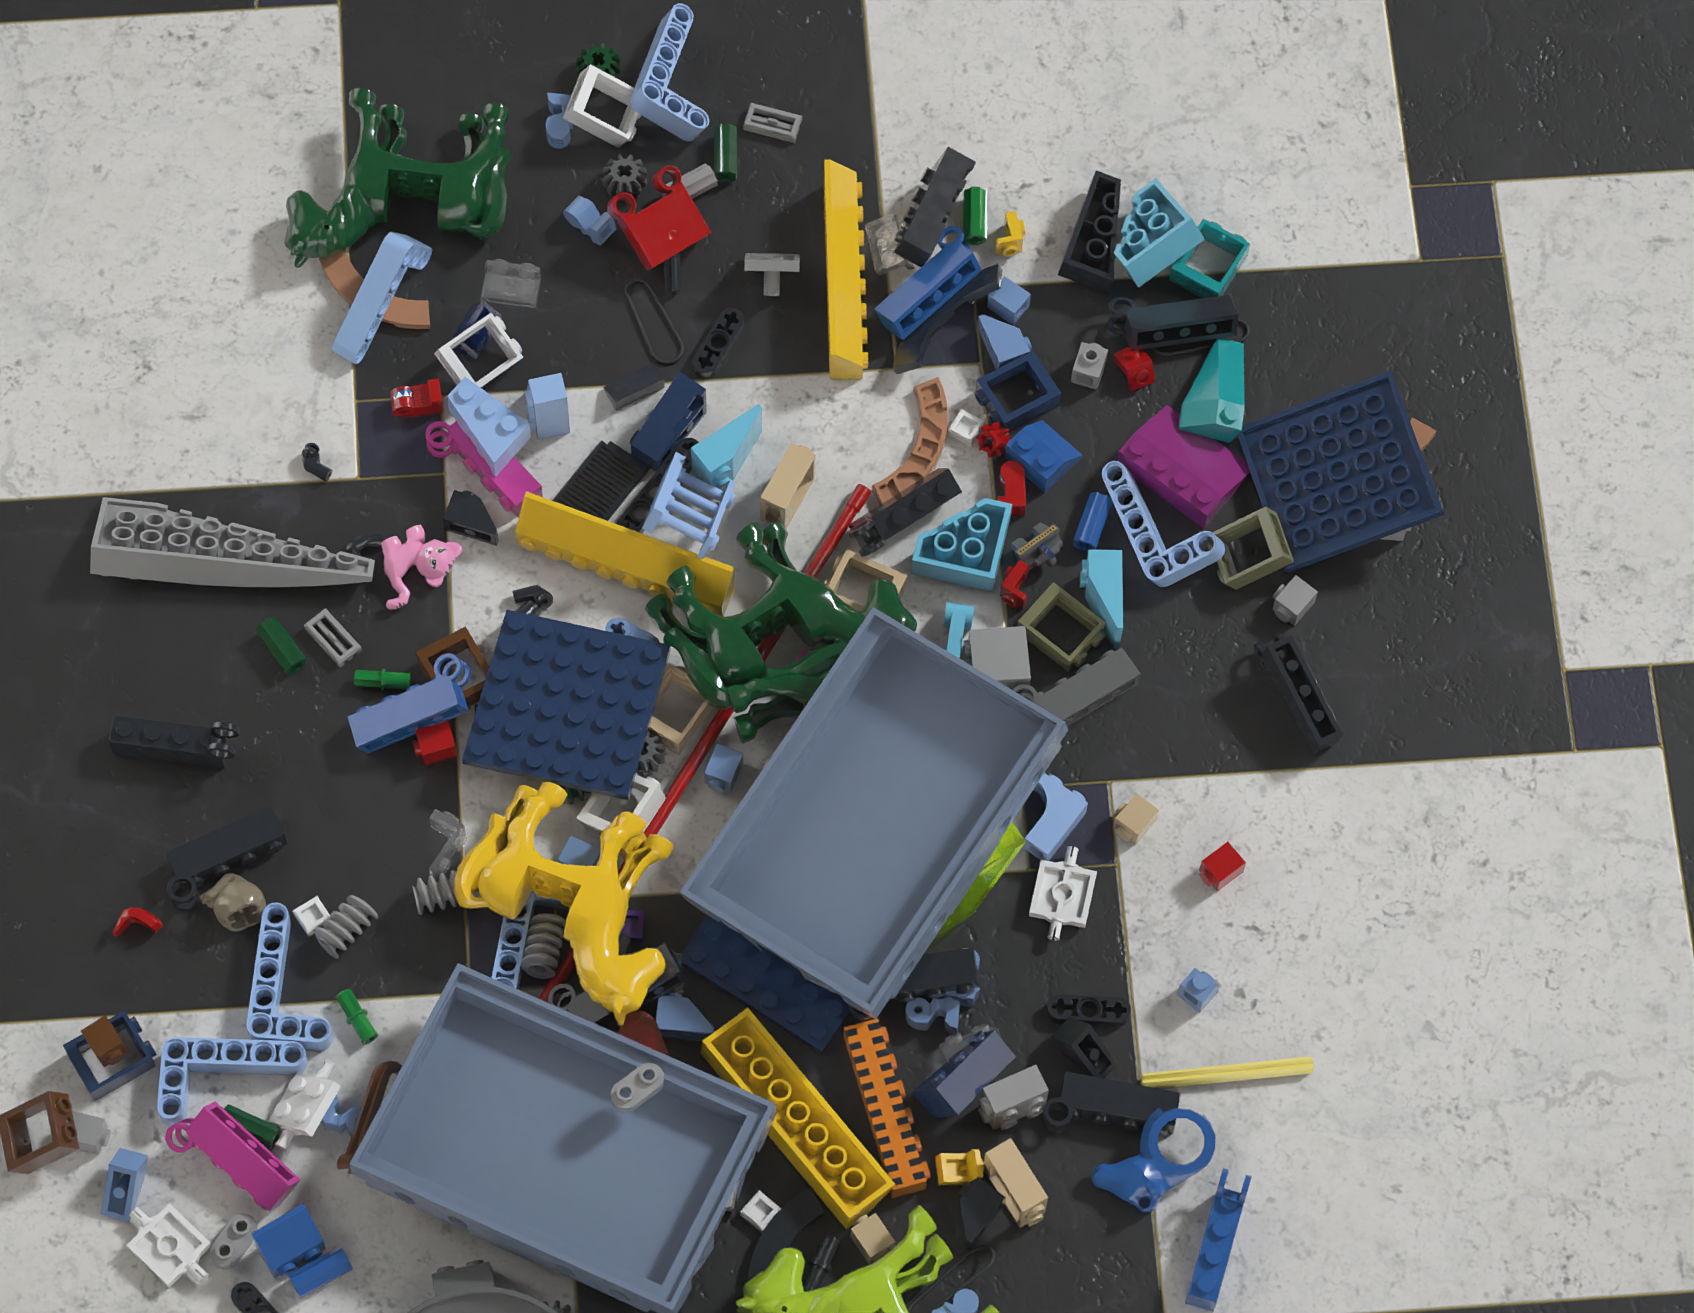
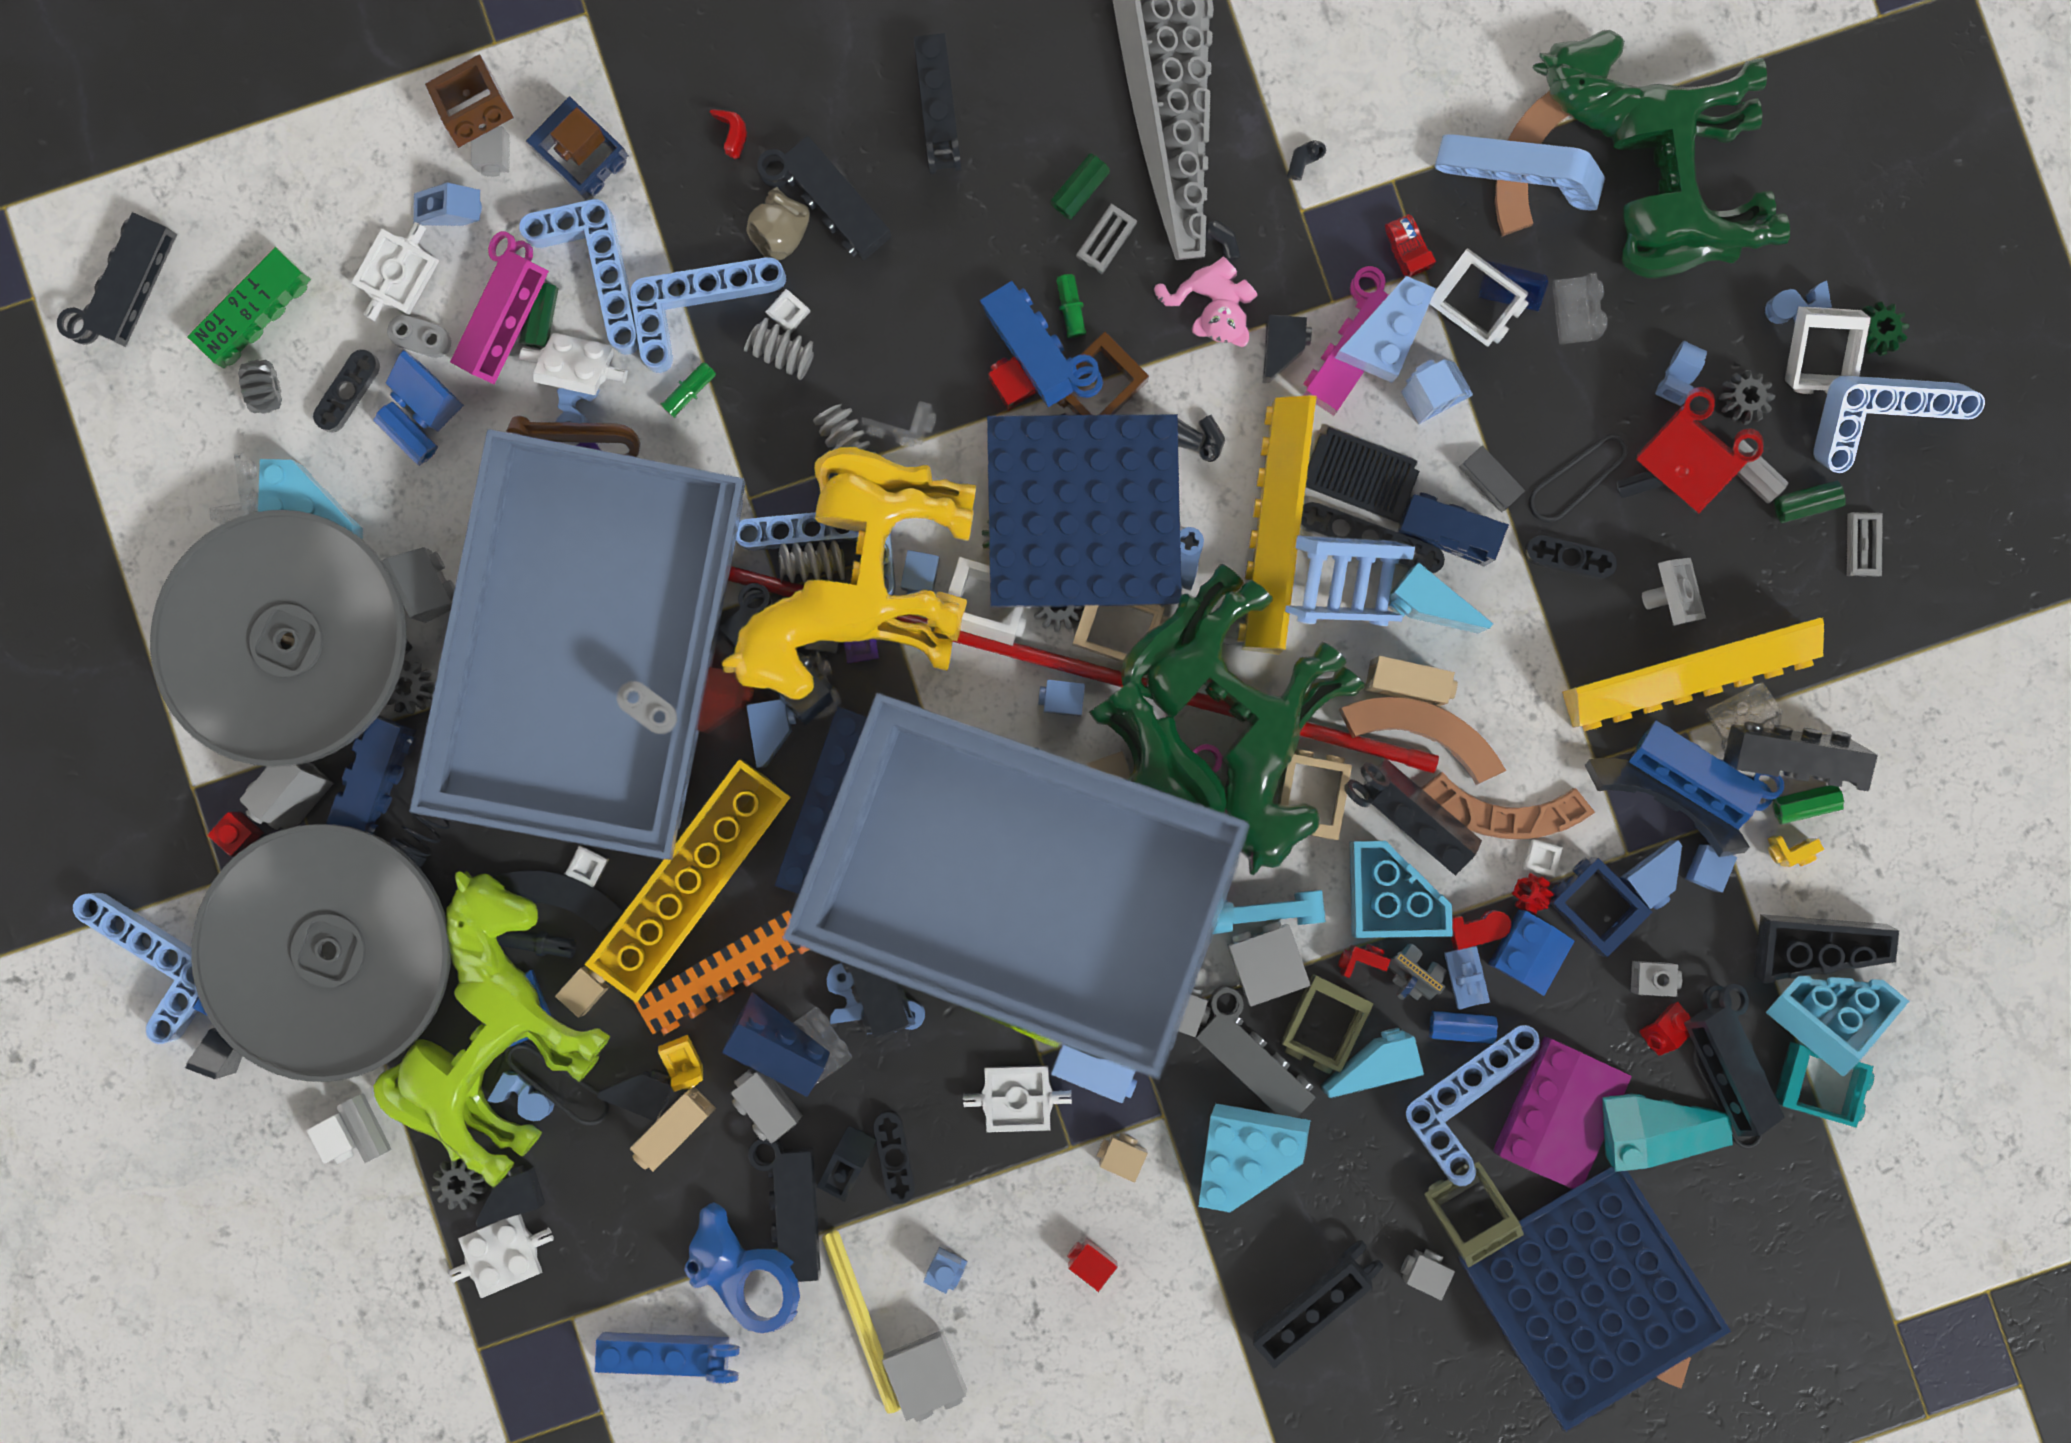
camera: 80 degrees right, 20 degrees up
(827, 484) = (1429, 722): none -> nougat tile
(1050, 507) = (1466, 977): none -> medium blue hips
(1157, 711) = (1248, 1154): none -> medium azure brick
(1286, 1026) = (925, 1376): none -> light grey brick

